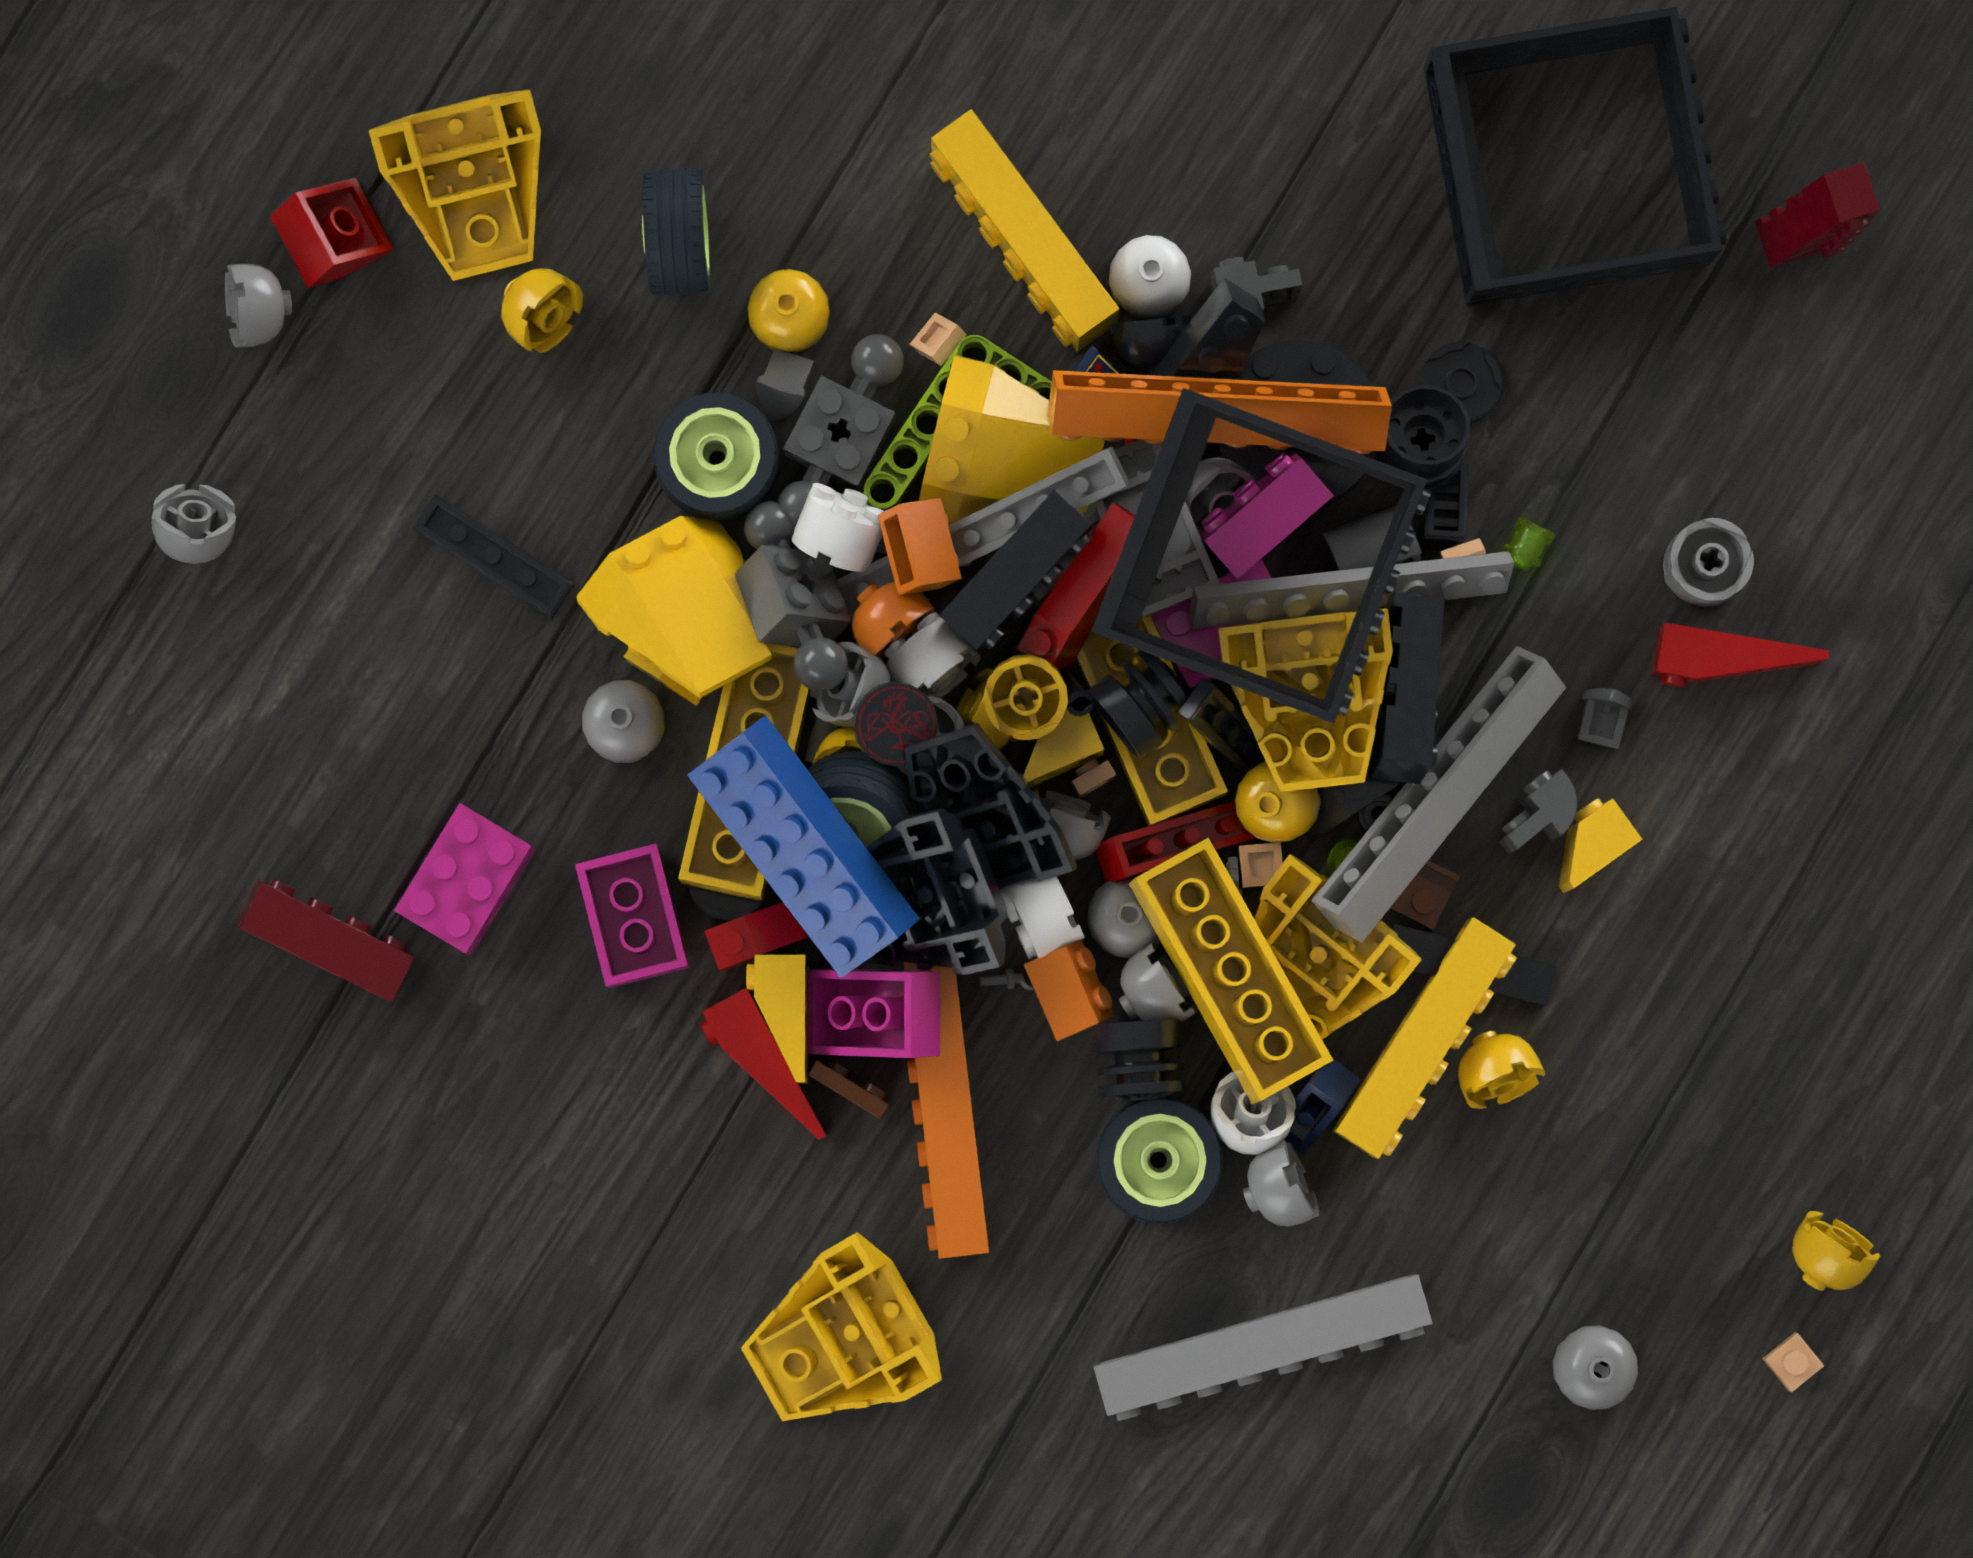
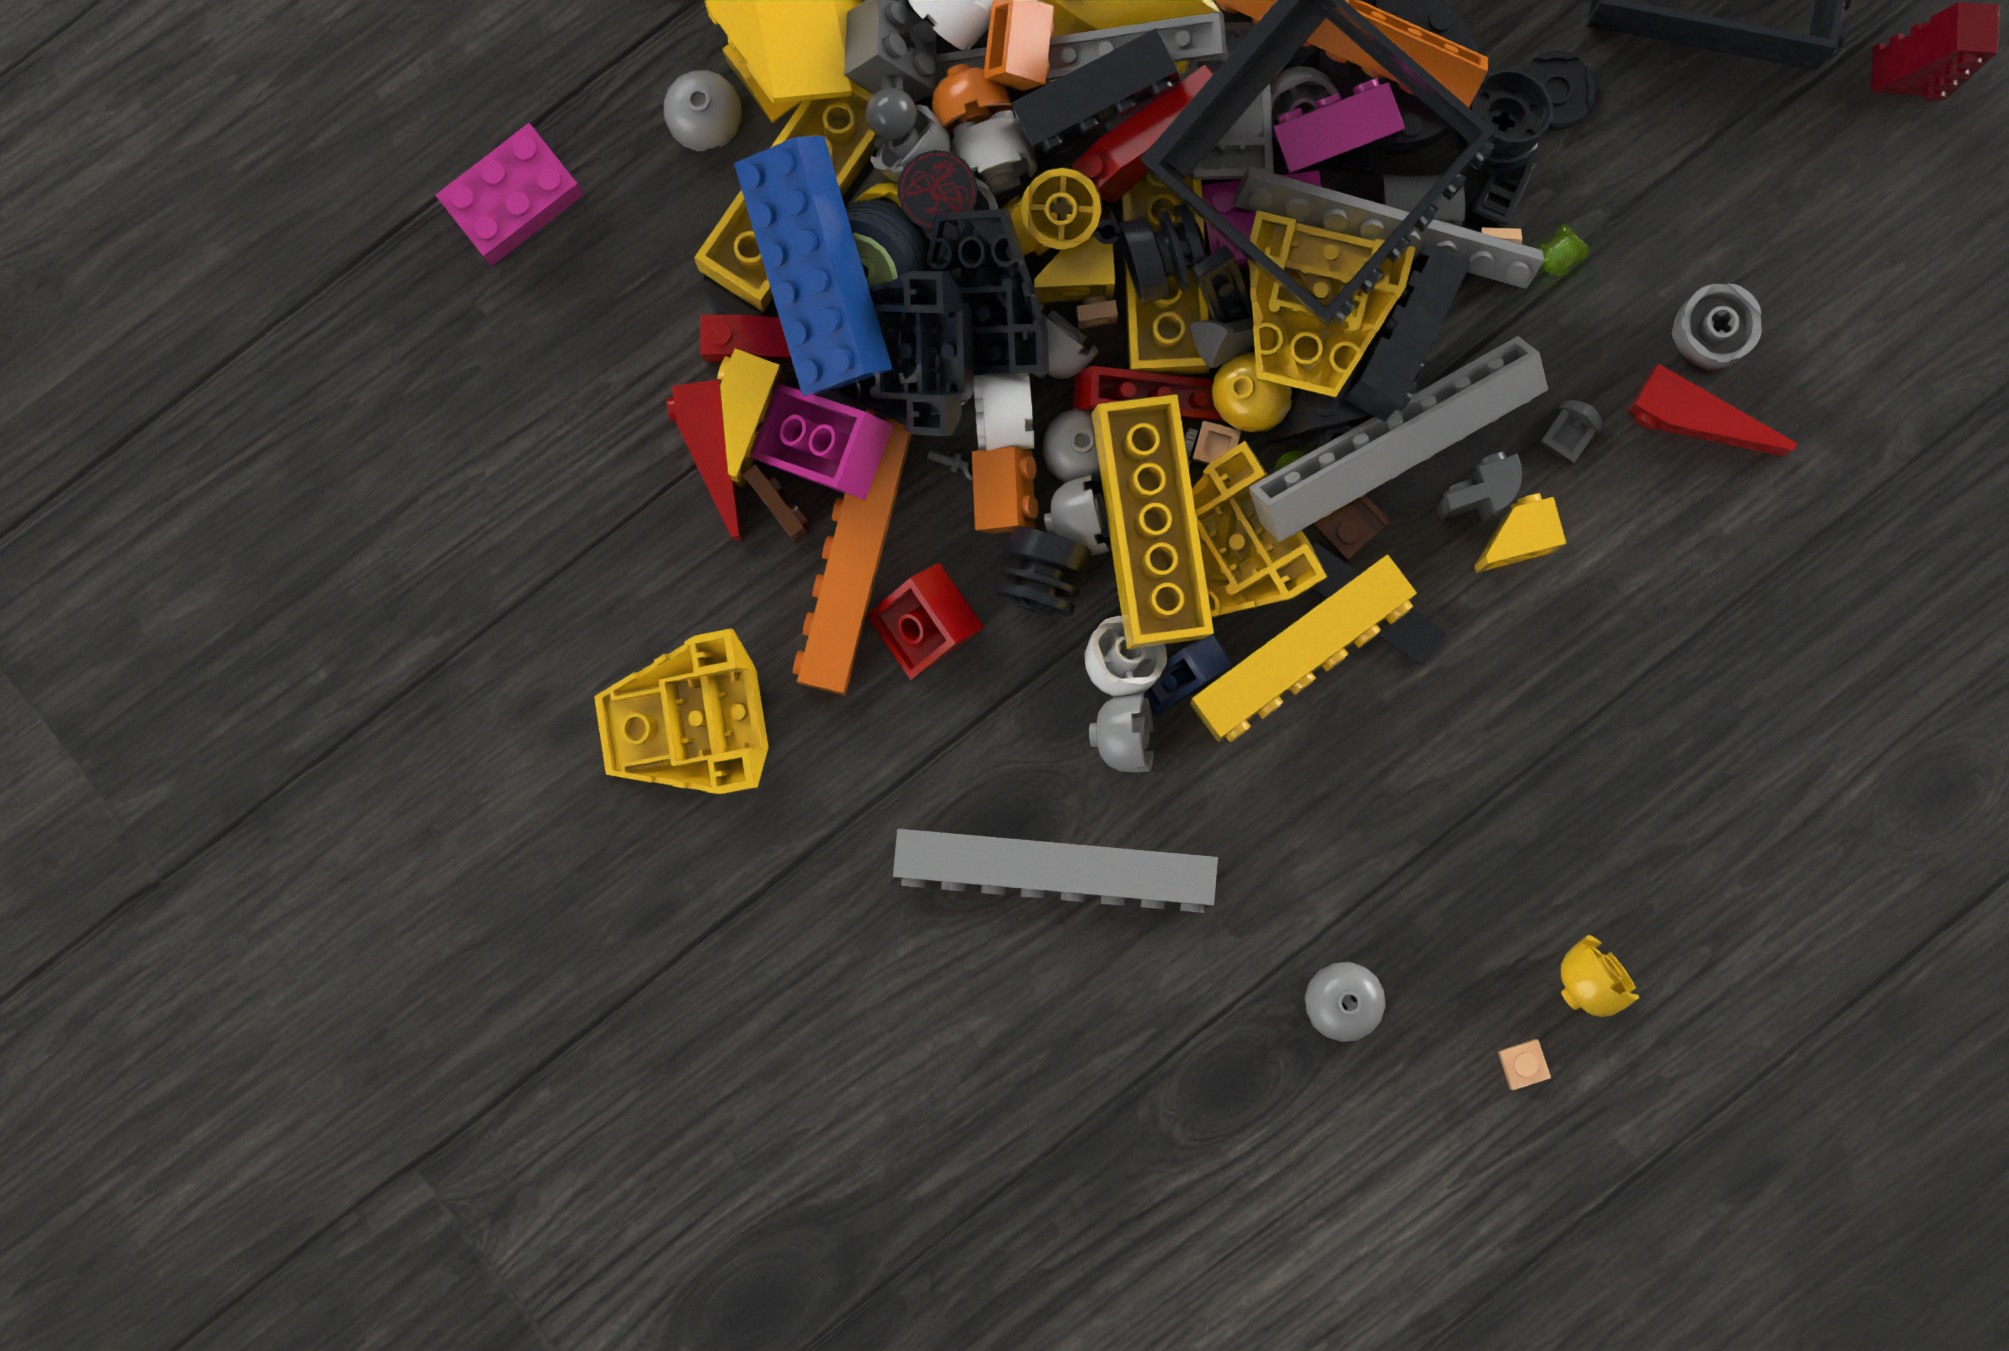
camera: 25 degrees right, 0 degrees up
(324, 940) = (365, 200): dark red wedge -> none
(632, 916) = (643, 280): dark pink brick -> none
(1040, 1149) = (924, 620): none -> red slope
(1190, 1167) = (1032, 639): wheel -> none
(1230, 767) = (1222, 341): none -> dark grey tile
(1498, 1068) = (1358, 703): yellow cylinder -> none

